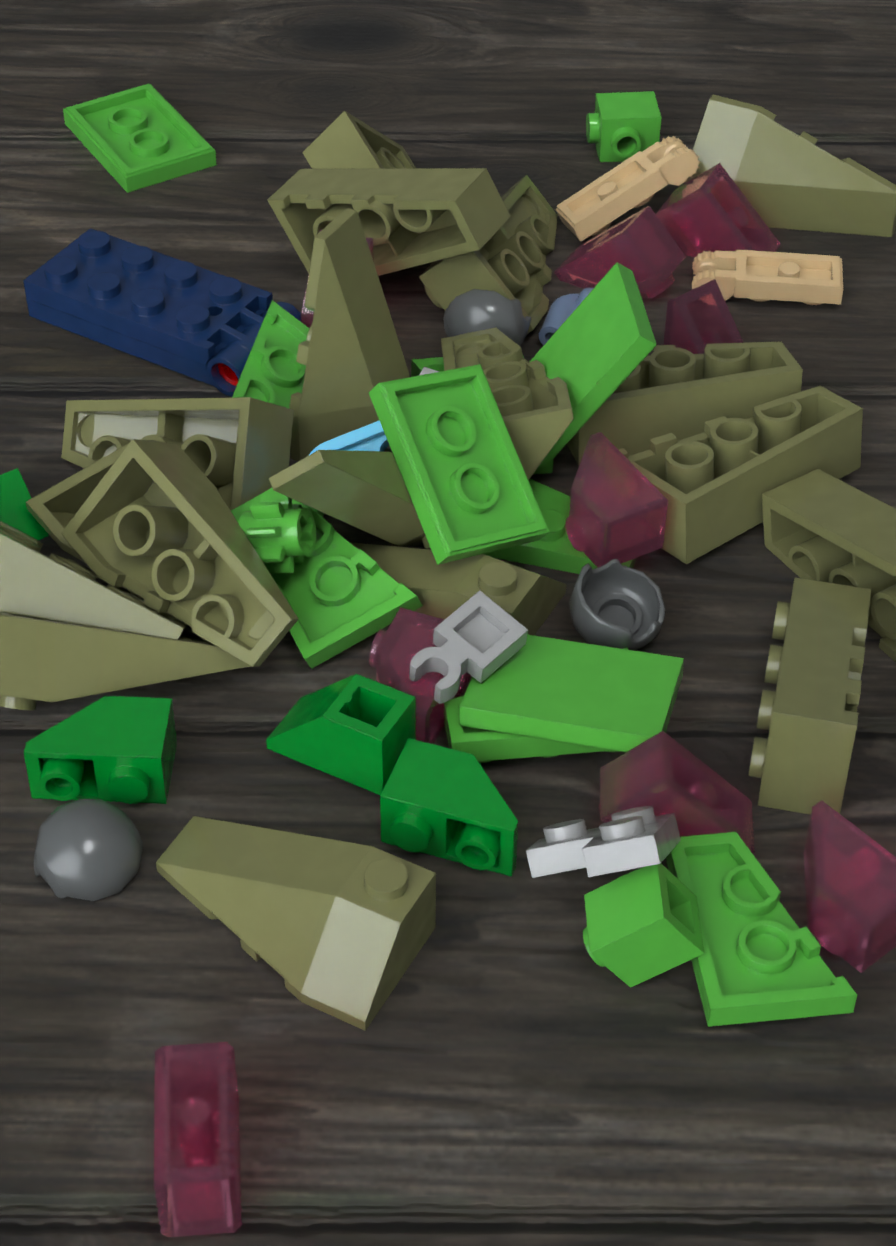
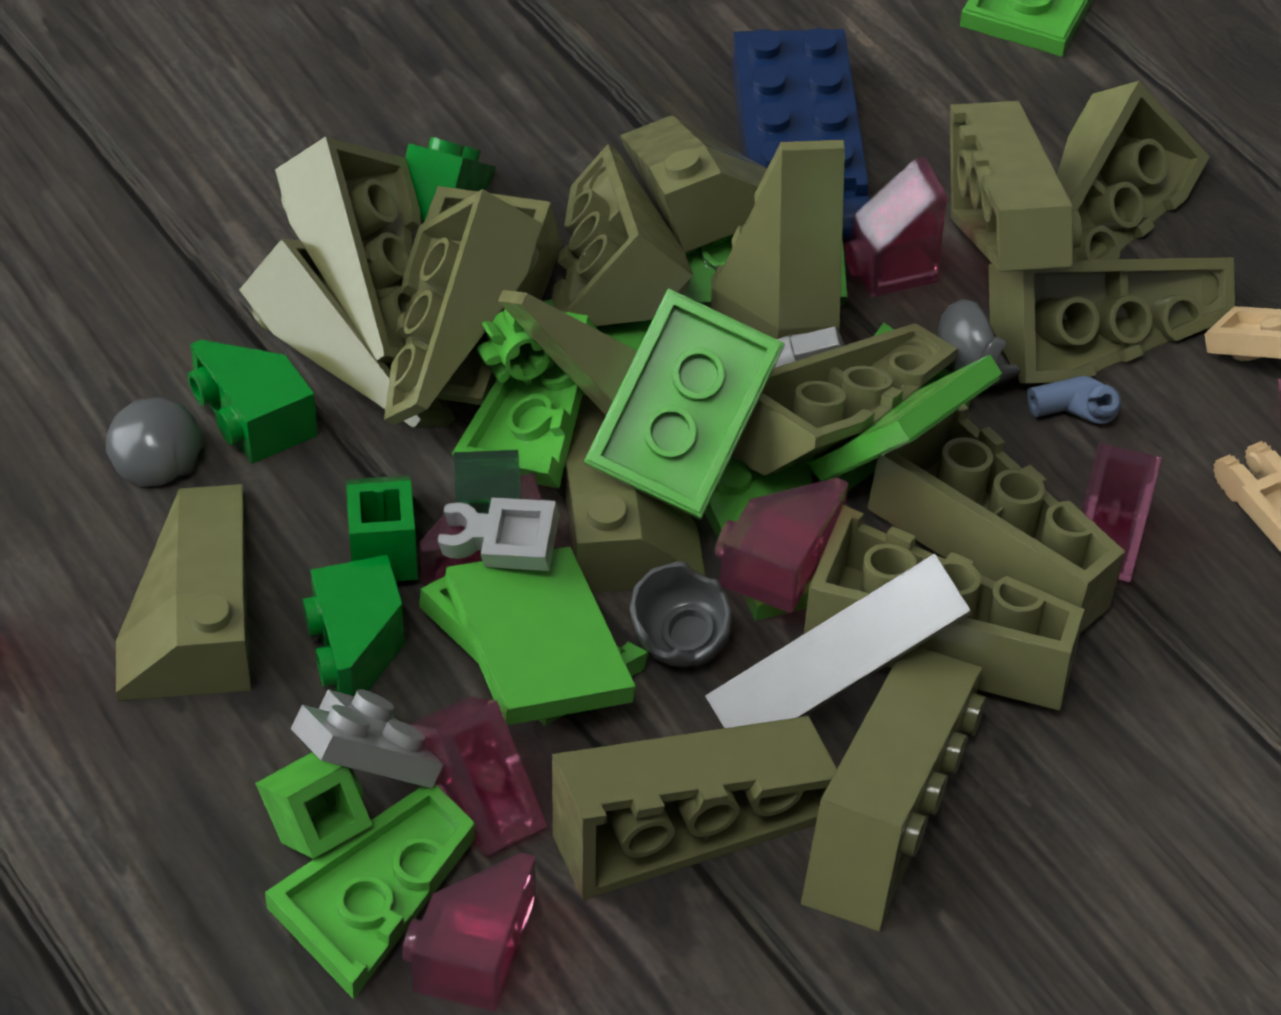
camera: 55 degrees right, 5 degrees up
(171, 363) = (694, 180): none -> olive wedge
(394, 632) = (486, 475): none -> clear green tile
(635, 243) = (1190, 396): clear pink slope -> none
(752, 531) = (843, 649): none -> tile

